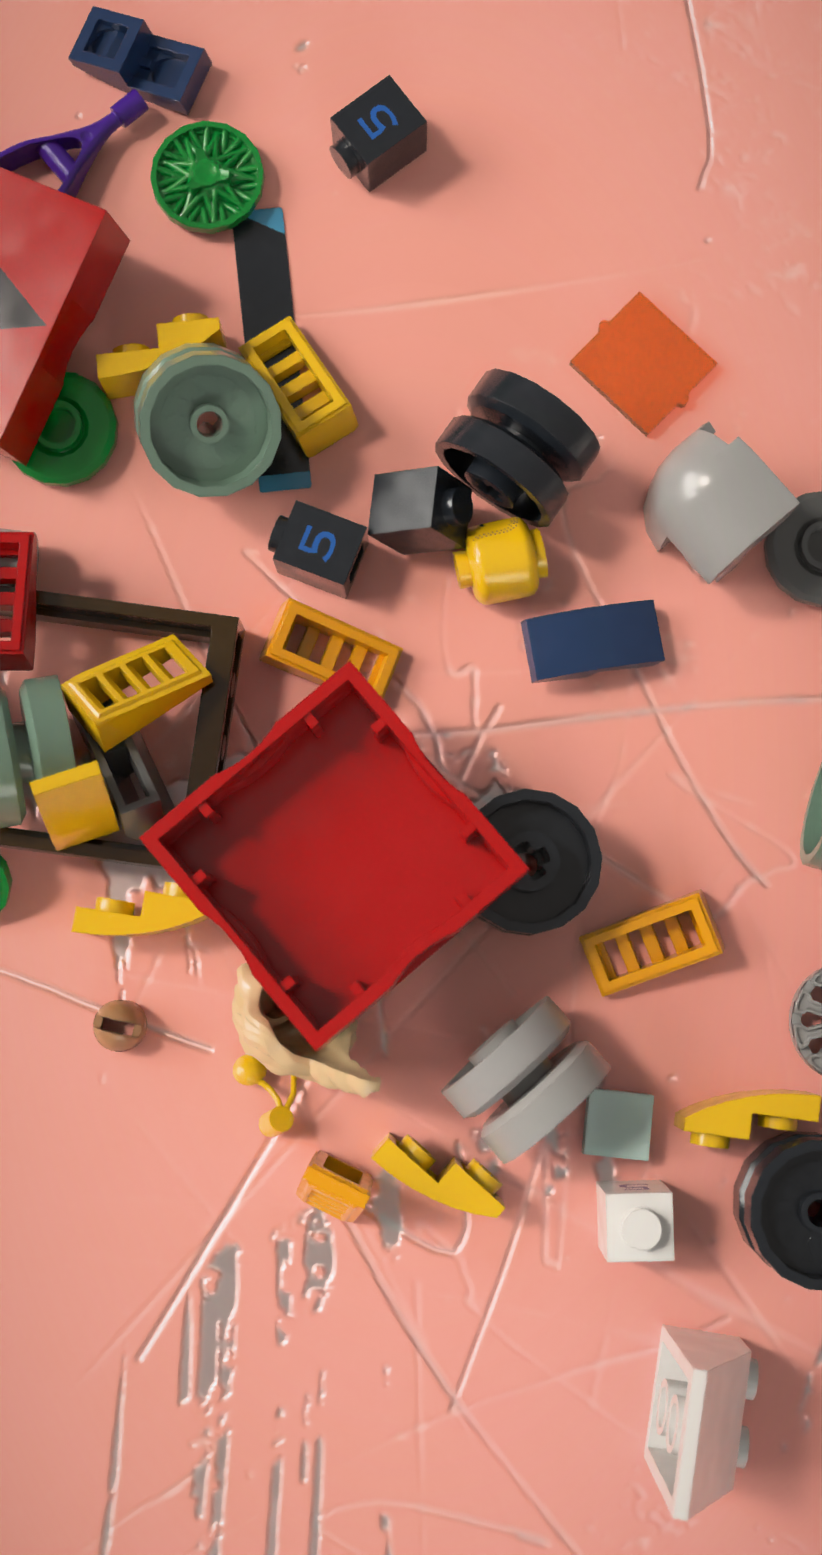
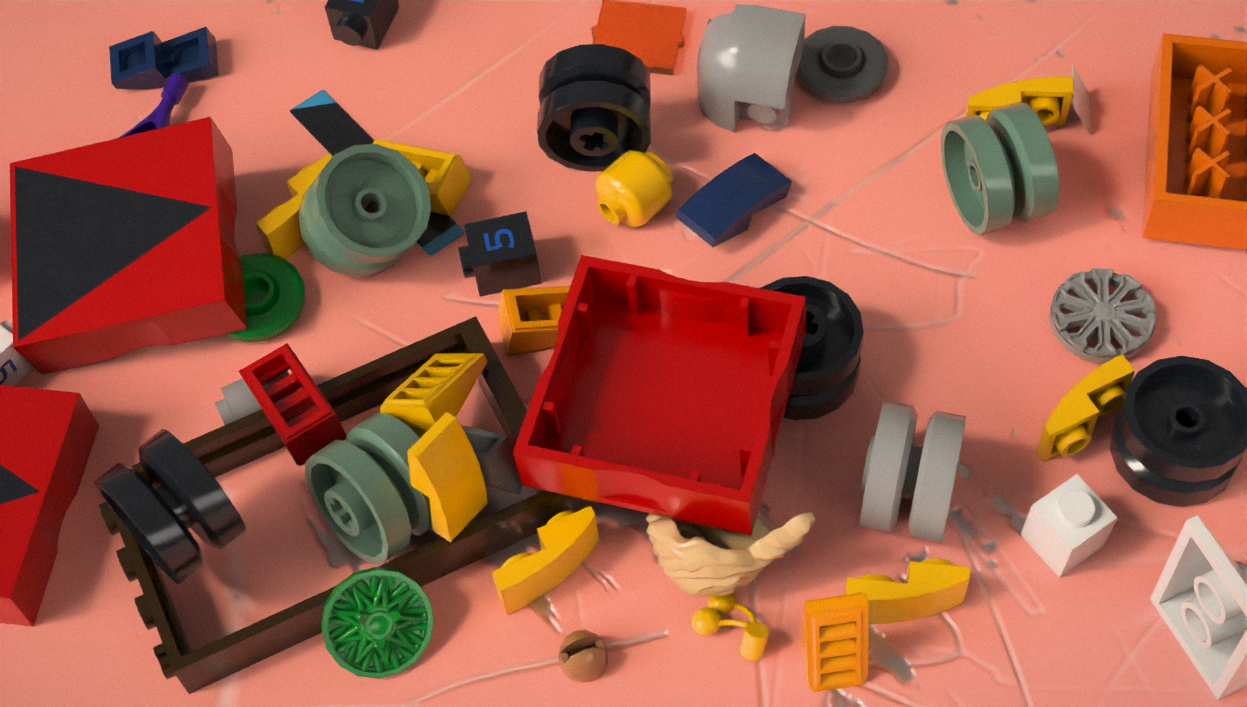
camera: 30 degrees left, 25 degrees down
(207, 177) = (258, 97): green wheel -> none
(420, 510) = (556, 185): brick -> none
(618, 1124) = (1002, 481): light aqua tile -> none
(704, 924) = (946, 313): light orange slope -> none

